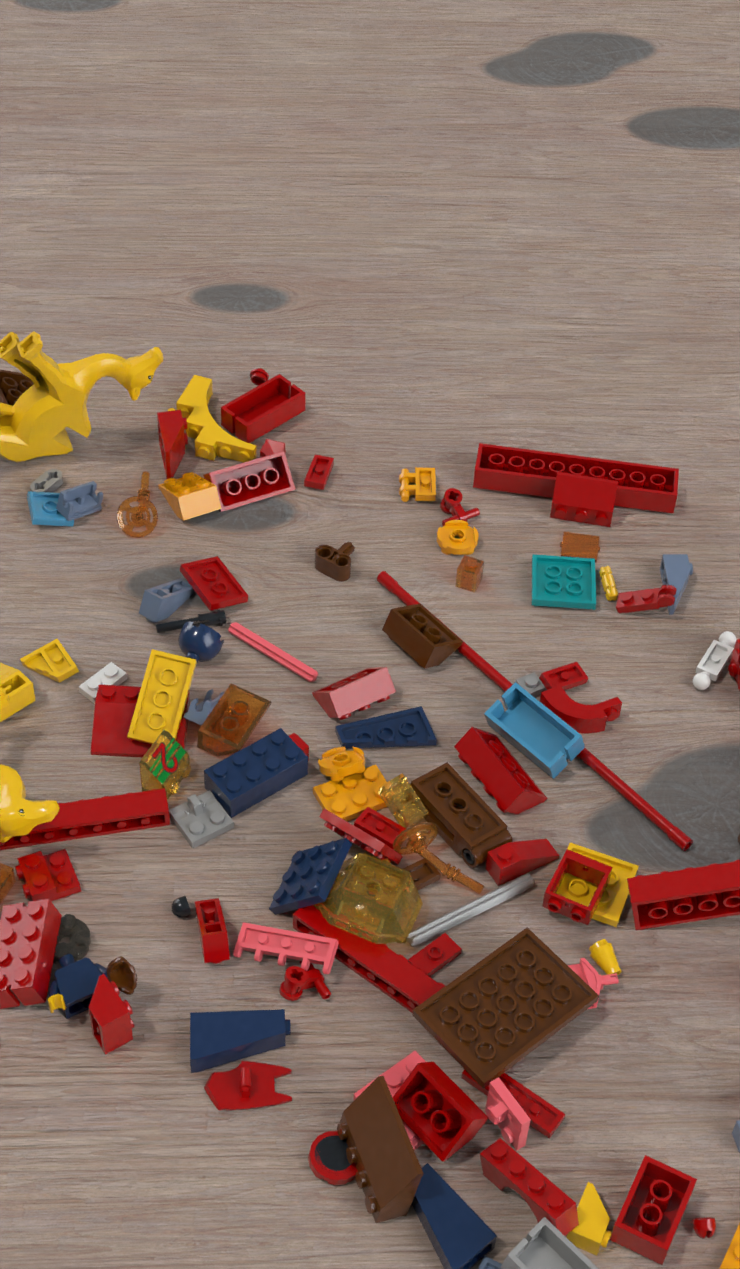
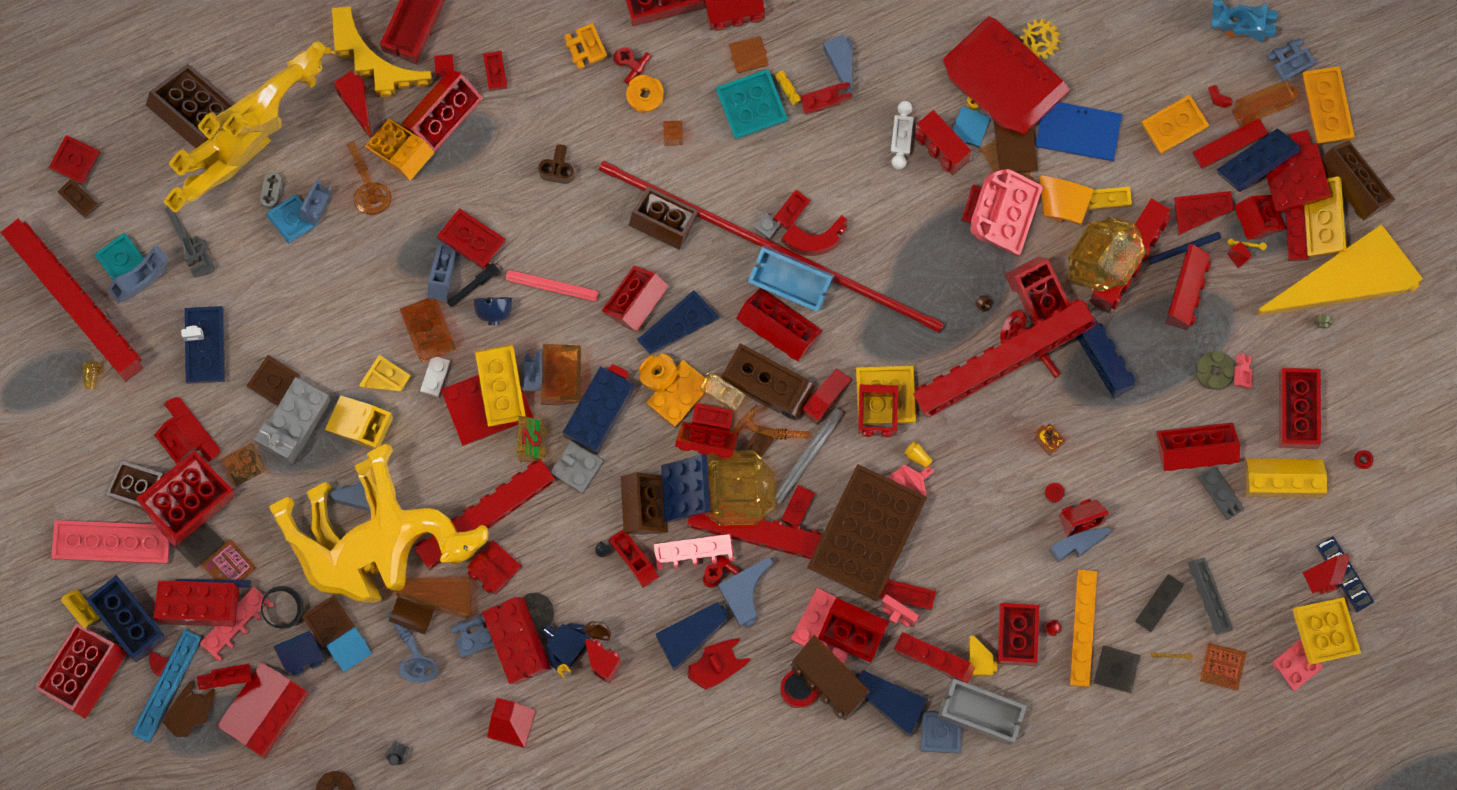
camera: 20 degrees left, 30 degrees up
(121, 640) = (427, 329): none -> clear orange slope
(253, 879) = (642, 504): none -> reddish brown slope
(321, 1012) = (739, 592): none -> sand blue arch

